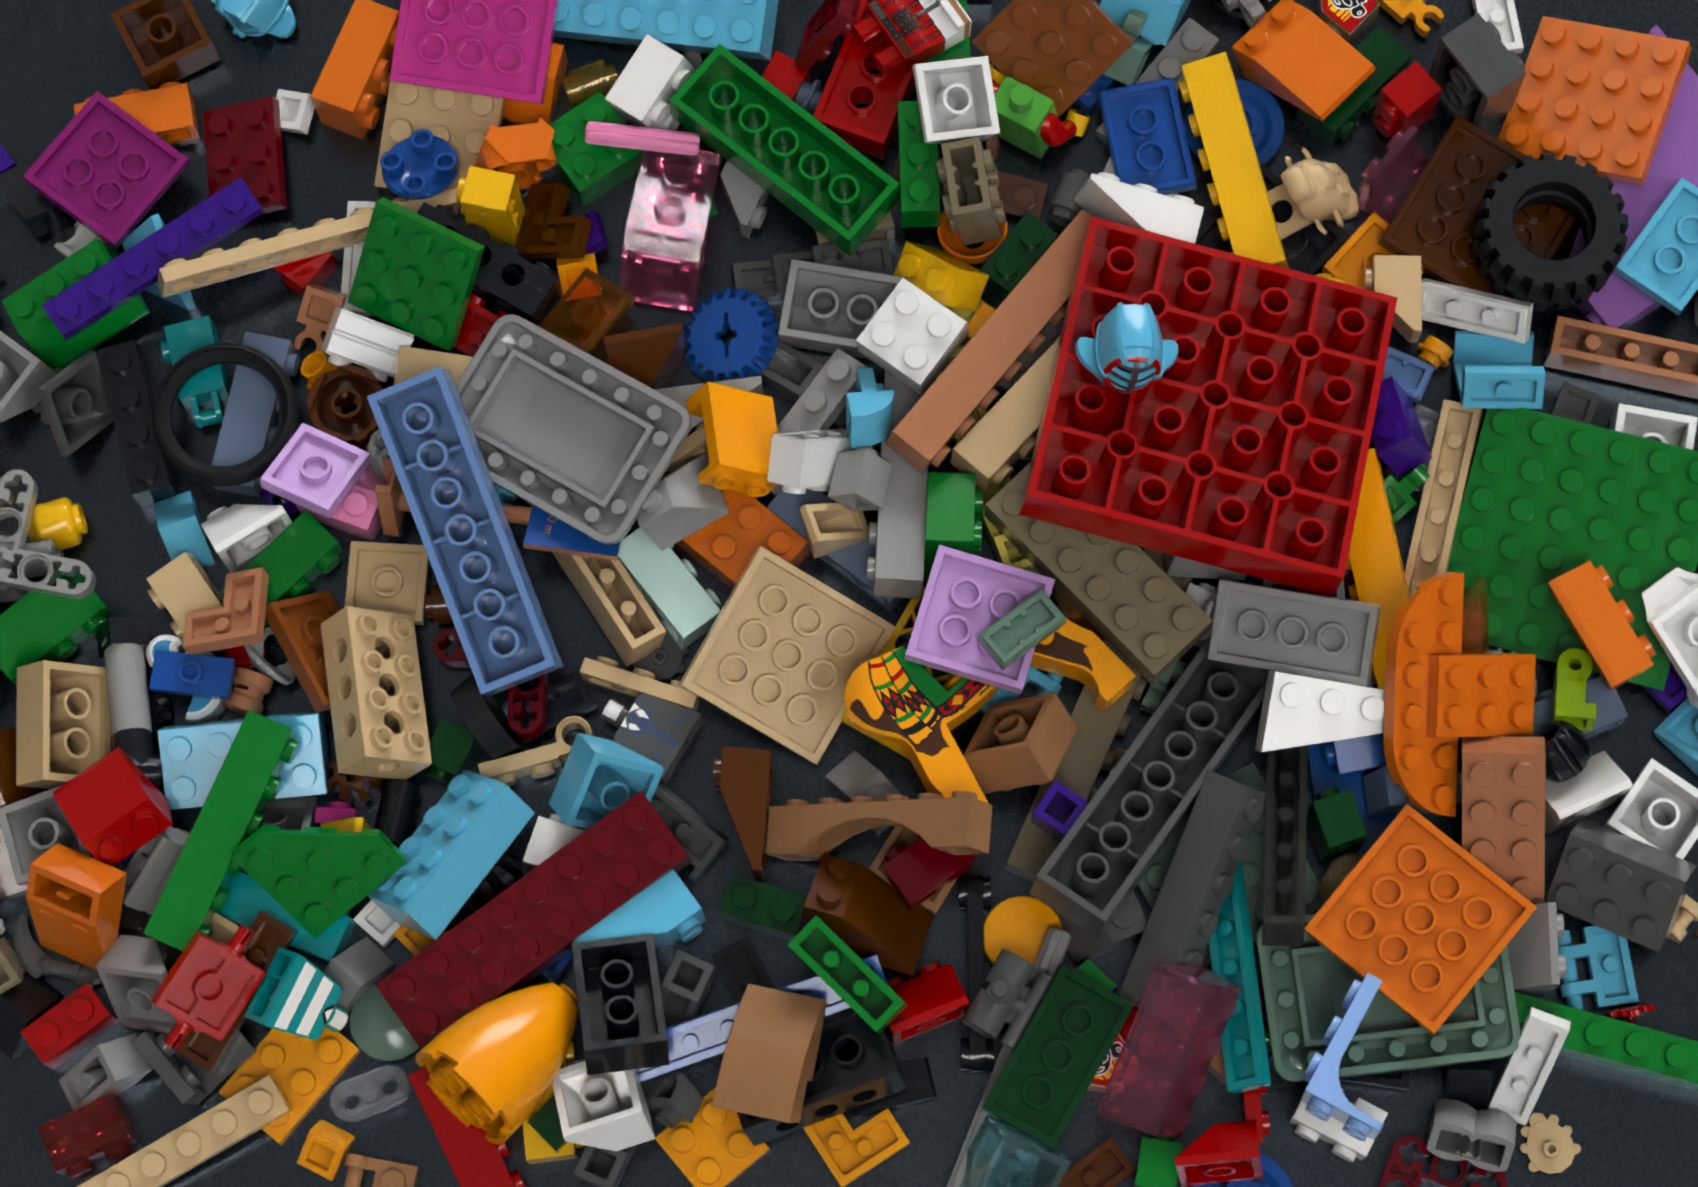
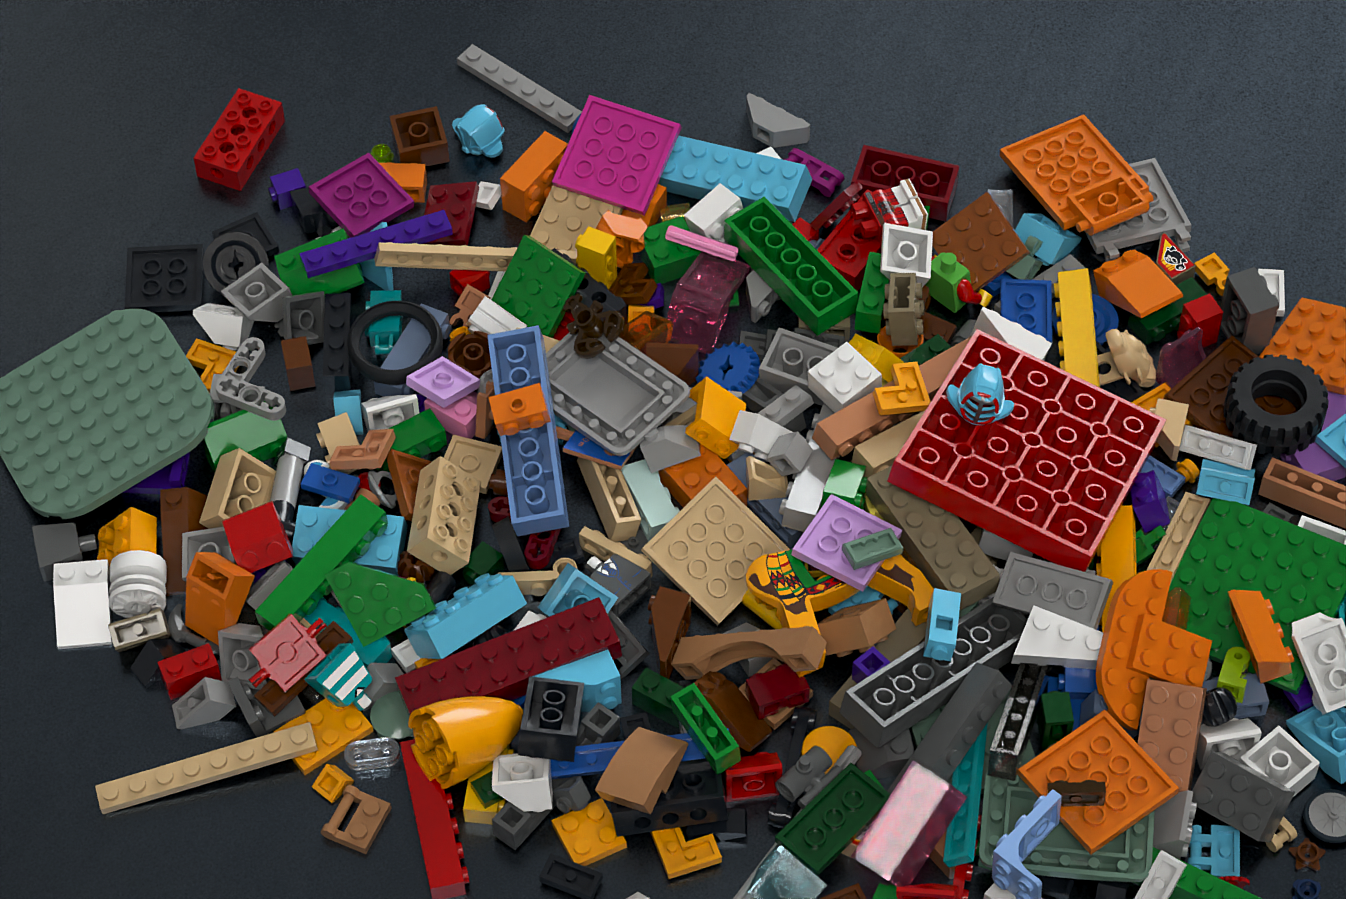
camera: 10 degrees right, 20 degrees down
(58, 521) = (273, 382): yellow head -> none
(86, 474) = (298, 363): none -> reddish brown slope
(88, 1135) = (181, 737): clear red brick -> none
(110, 65) = (382, 153): none -> clear neon green plate
(419, 166) = (557, 233): blue dish -> none
(449, 517) = (519, 409): none -> orange brick
(516, 332) = (592, 324): none -> dark brown animal
(868, 411) = (805, 416): medium azure brick -> none
(1015, 346) = (907, 394): none -> light orange plate
(1148, 726) = (942, 624): none -> medium azure brick
(1414, 951) = (1079, 793): none -> dark brown plate

